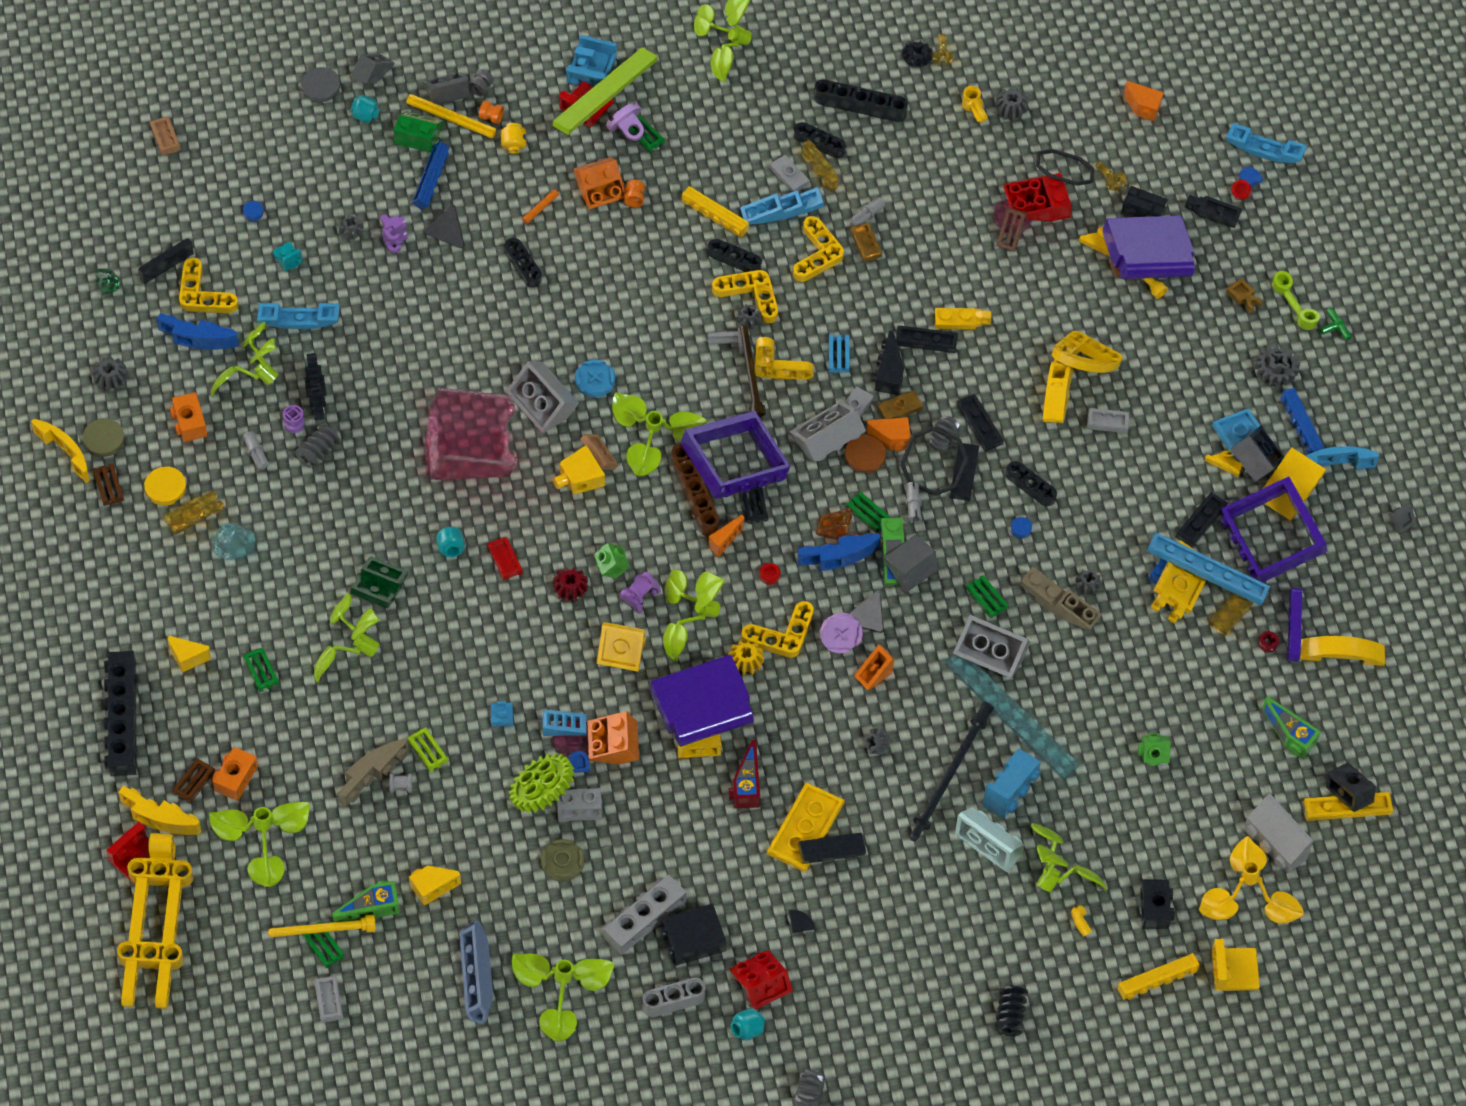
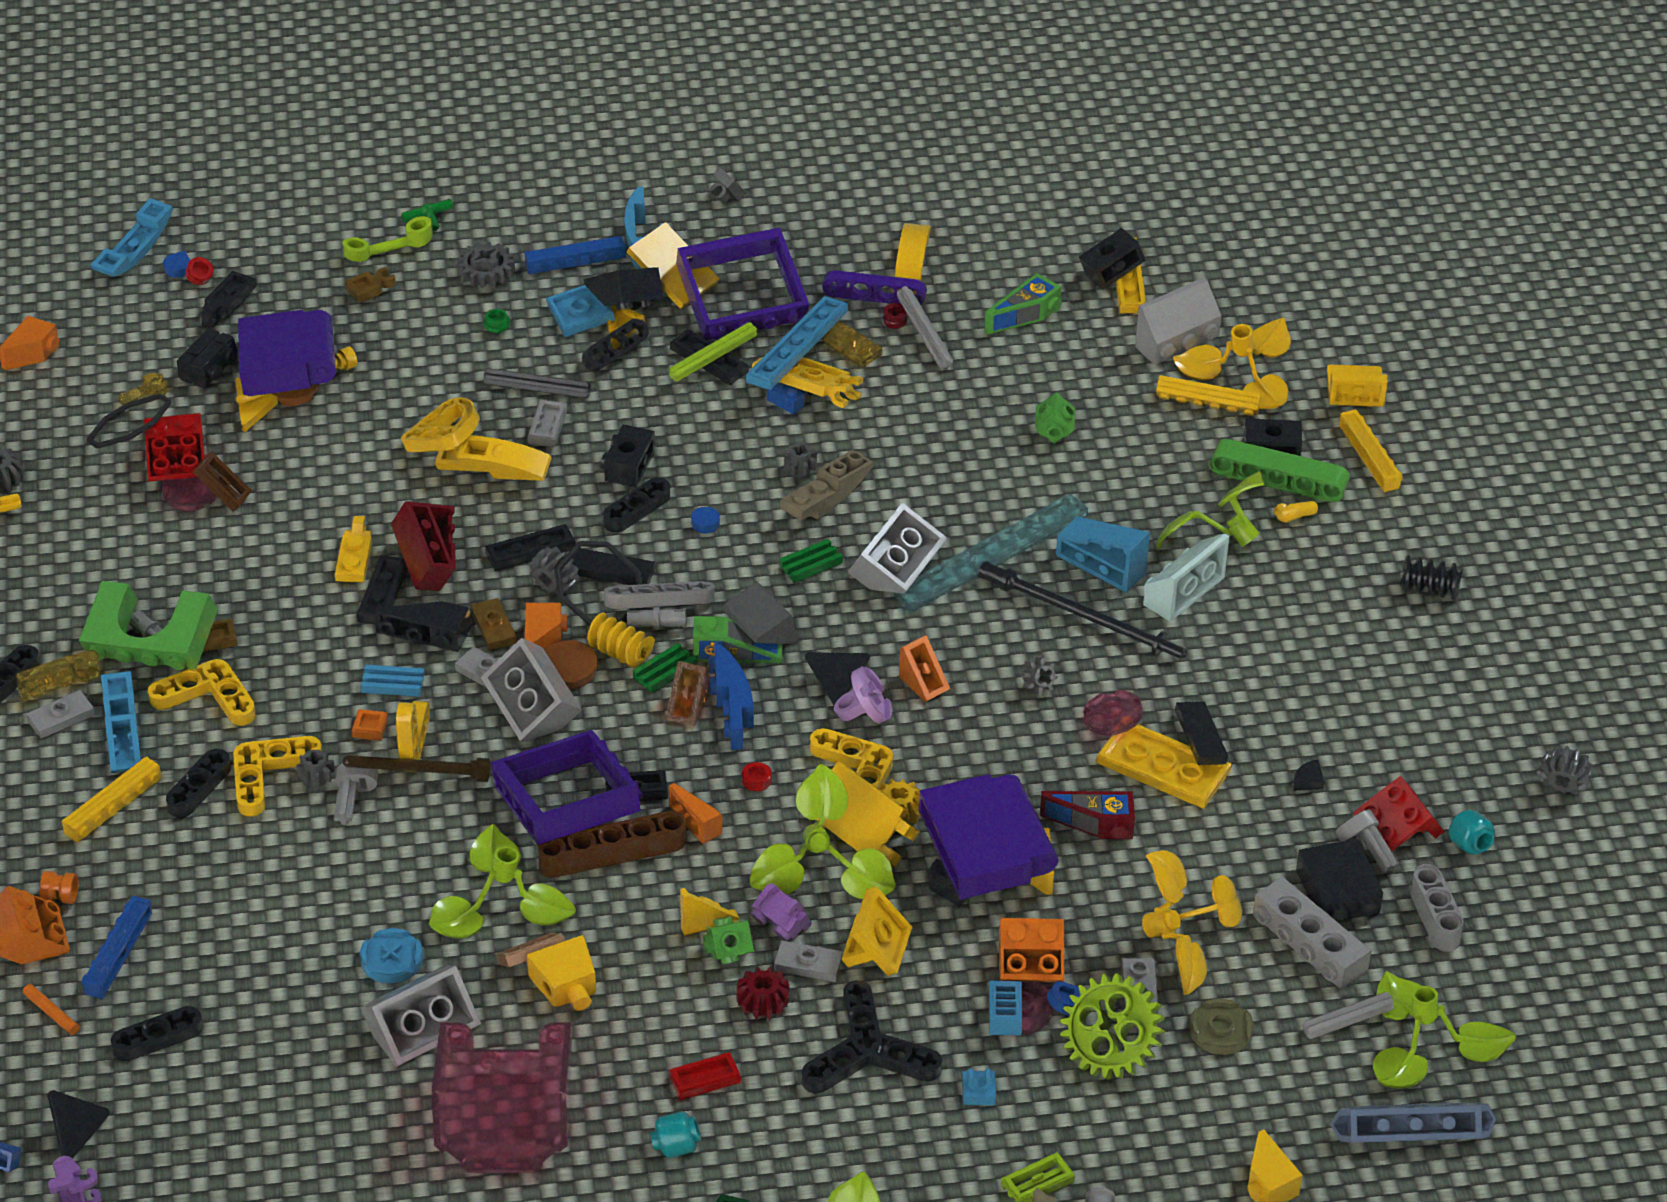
camera: 85 degrees left, 15 degrees down
(530, 656) = (859, 1056): none -> black piece
(572, 936) = (1348, 1015): none -> light grey axle
(590, 232) = (117, 947): none -> blue piece
(604, 609) = (808, 961): none -> light grey plate
(635, 545) = (700, 912): none -> yellow tile
(649, 804) = (1163, 922): none -> yellow plant
(728, 632) = (869, 816): none -> yellow tile
(742, 951) = (1365, 827): none -> light grey piece
(797, 345) = (369, 724): none -> orange tile
(847, 791) = (1112, 713): none -> clear pink tile
(853, 186) = (174, 646): none -> bright green arch
(884, 479) = (619, 641): none -> yellow piece
(924, 472) = (659, 595): none -> light grey beam
(963, 355) = (426, 543): none -> dark red wedge
(1082, 481) = (628, 455): none -> black brick
(1122, 909) = (1280, 470): none -> bright green beam
(1153, 411) = (537, 383): none -> black axle
(1191, 457) = (610, 354): none -> black beam
(1197, 517) = (712, 352): none -> lime axle
(1204, 860) = (1207, 394): none -> yellow piece
(1217, 379) = (496, 321): none -> green plate
(1251, 659) = (924, 328): none -> light grey axle

